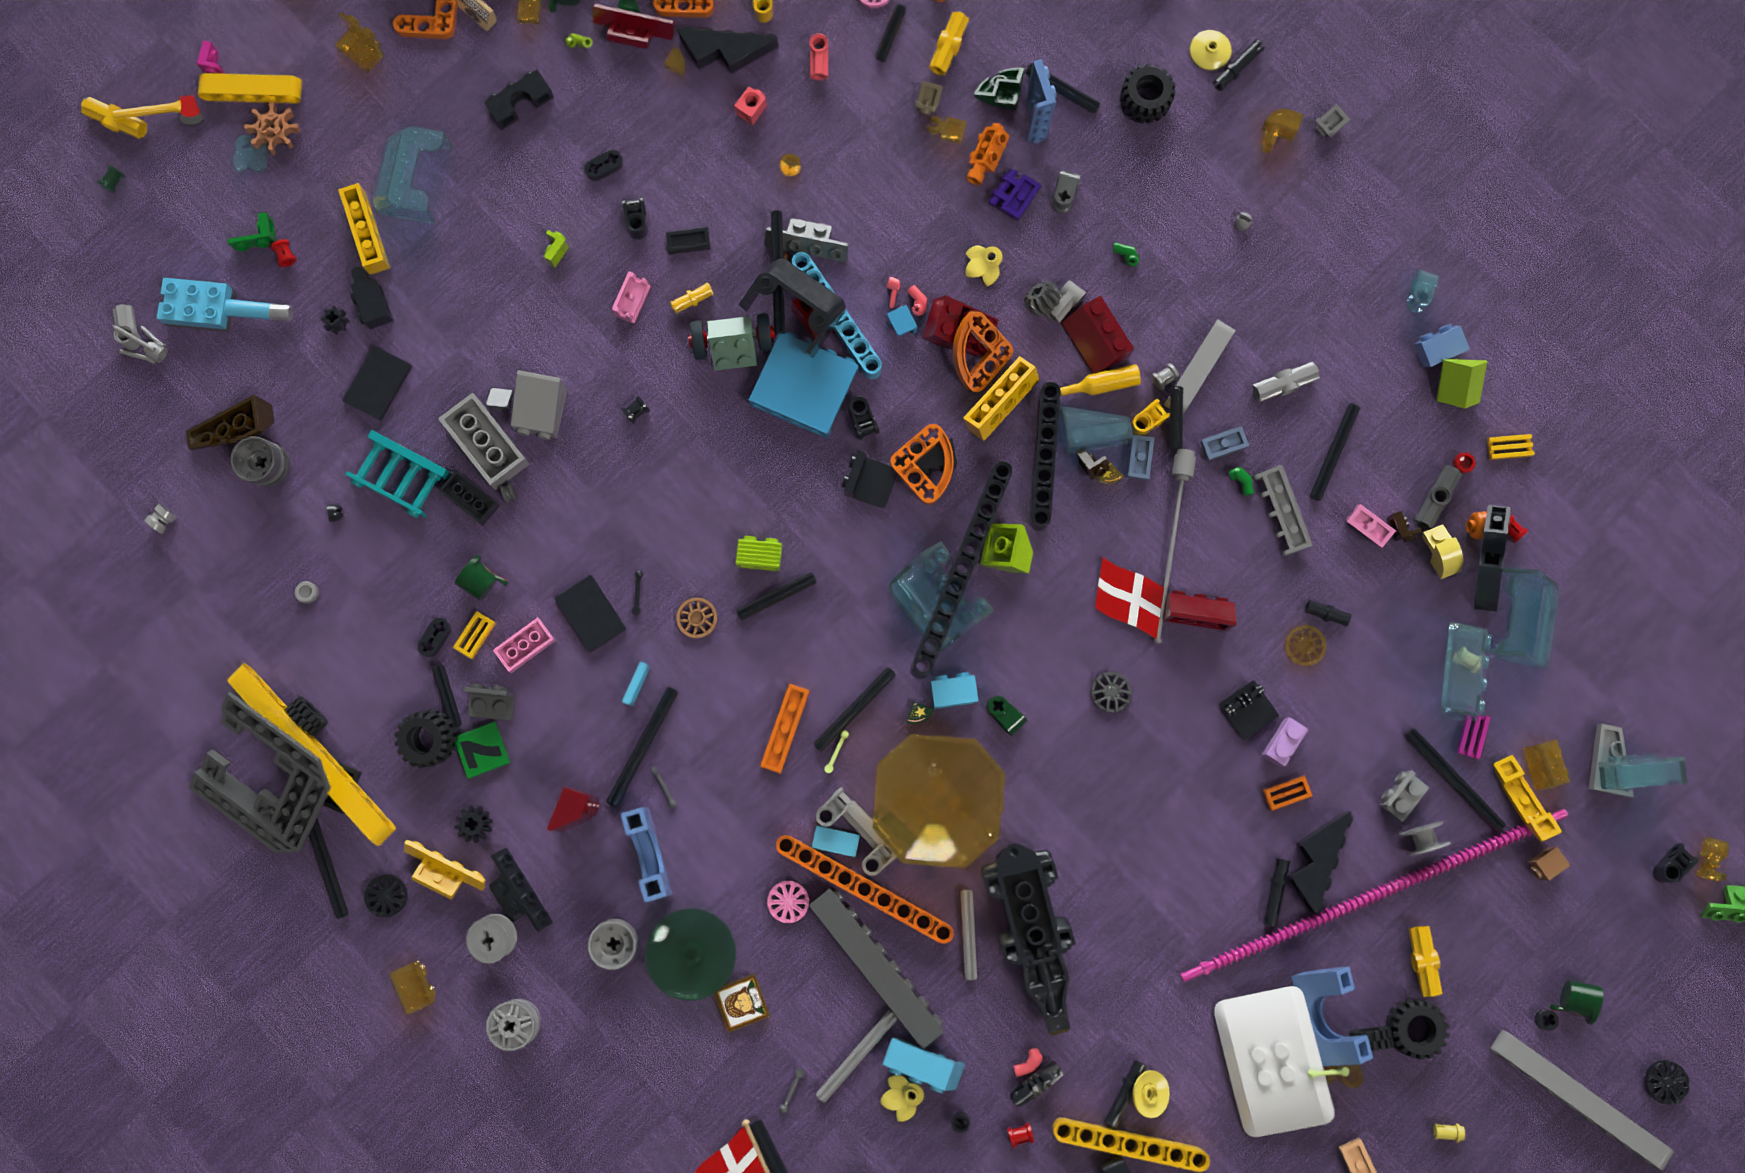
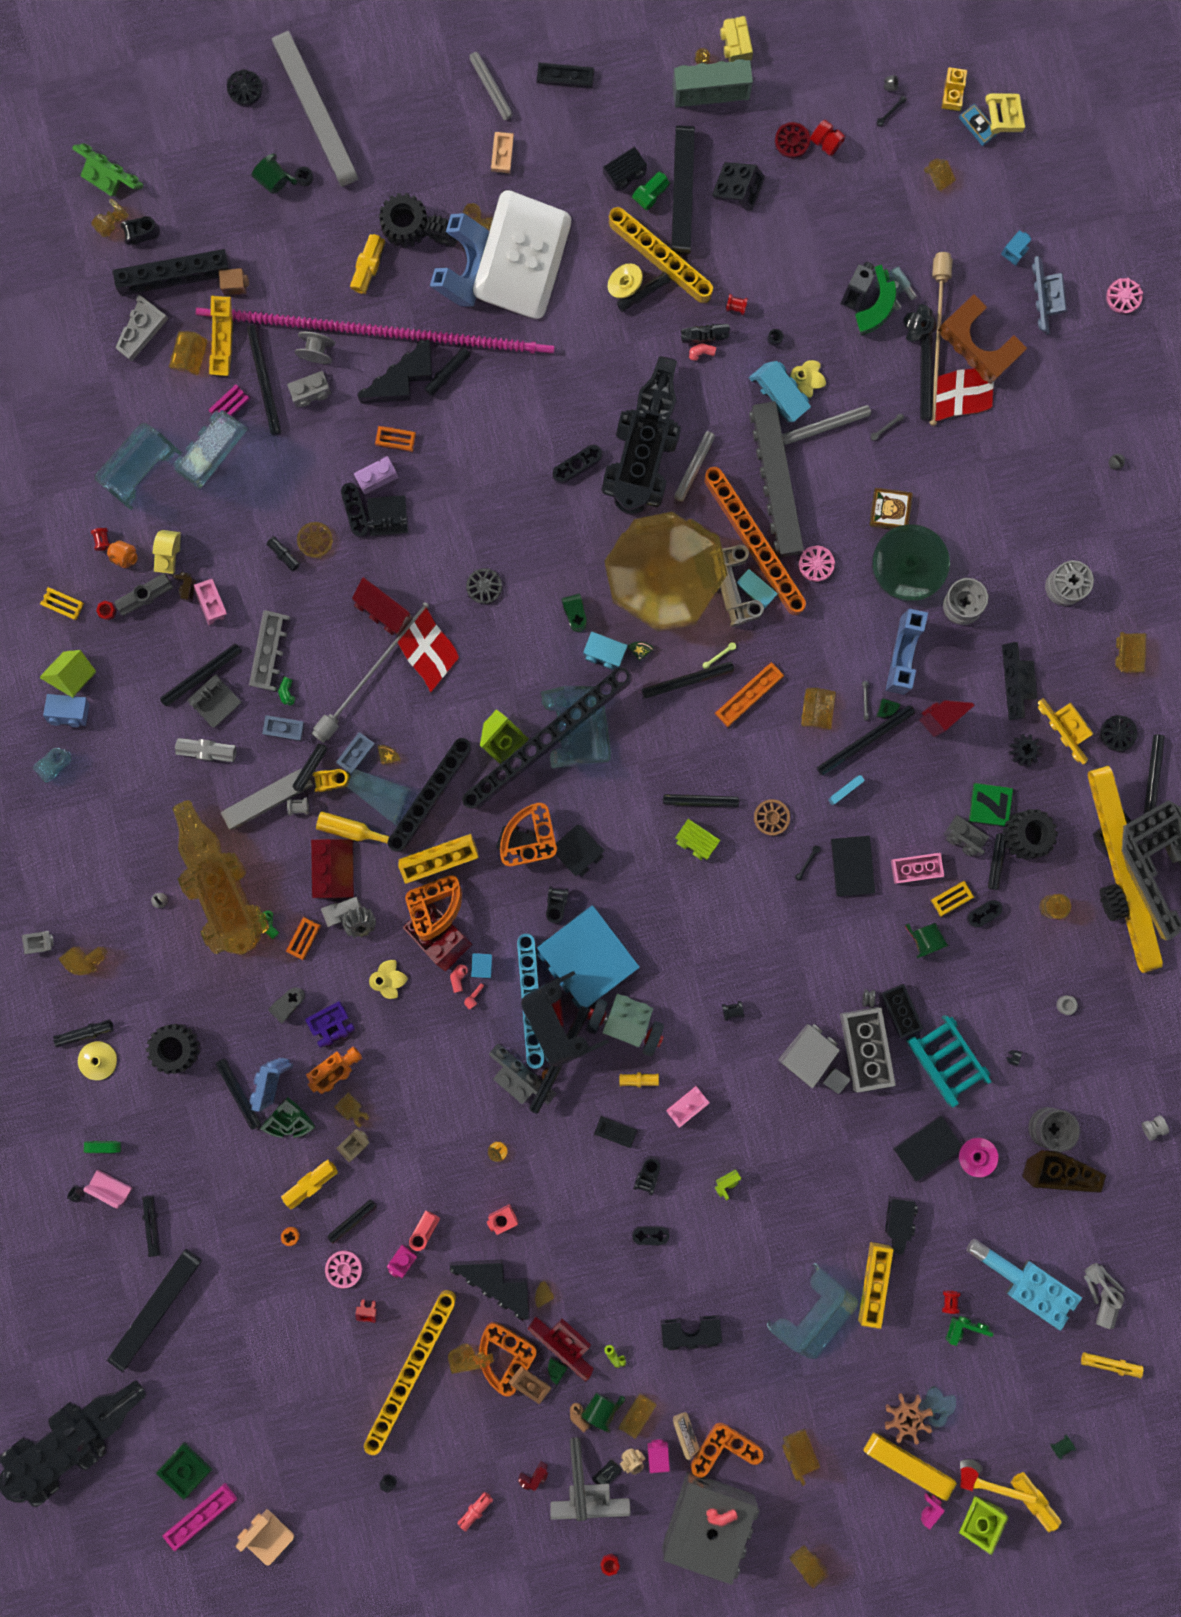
camera: 150 degrees left, 5 degrees up
(89, 279) = (1120, 1367): none -> yellow pin
(153, 73) = (984, 1524): none -> lime slope
(316, 392) = (985, 1164): none -> dark pink dish
(339, 324) = (939, 1225): black gear -> none
(365, 680) = (1055, 906): none -> clear yellow wheel
(480, 942) = (1054, 655): light grey piece -> none
(637, 791) = (887, 708): none -> dark green tile
(707, 752) = (818, 708): none -> clear yellow bracket
(824, 20) = (401, 1262): none -> dark pink bracket
(1079, 276) = (296, 953): none -> orange tile
(1087, 887) = (562, 467): none -> black beam
(1090, 465) = (398, 764): dark brown bracket -> none
(1197, 258) = (215, 881): none -> clear yellow animal
(1293, 696) = (346, 498): none -> black beam
(1306, 433) = (214, 701): none -> dark grey hinge
(1343, 1071) = (501, 227): yellowish green hinge -> none
(1449, 1132) = (424, 139): light yellow pin -> none
(1492, 558) = (132, 524): black slope -> none
(1616, 837) = (171, 272): none -> black brick
(1642, 772) = (123, 307): clear light blue wedge -> none

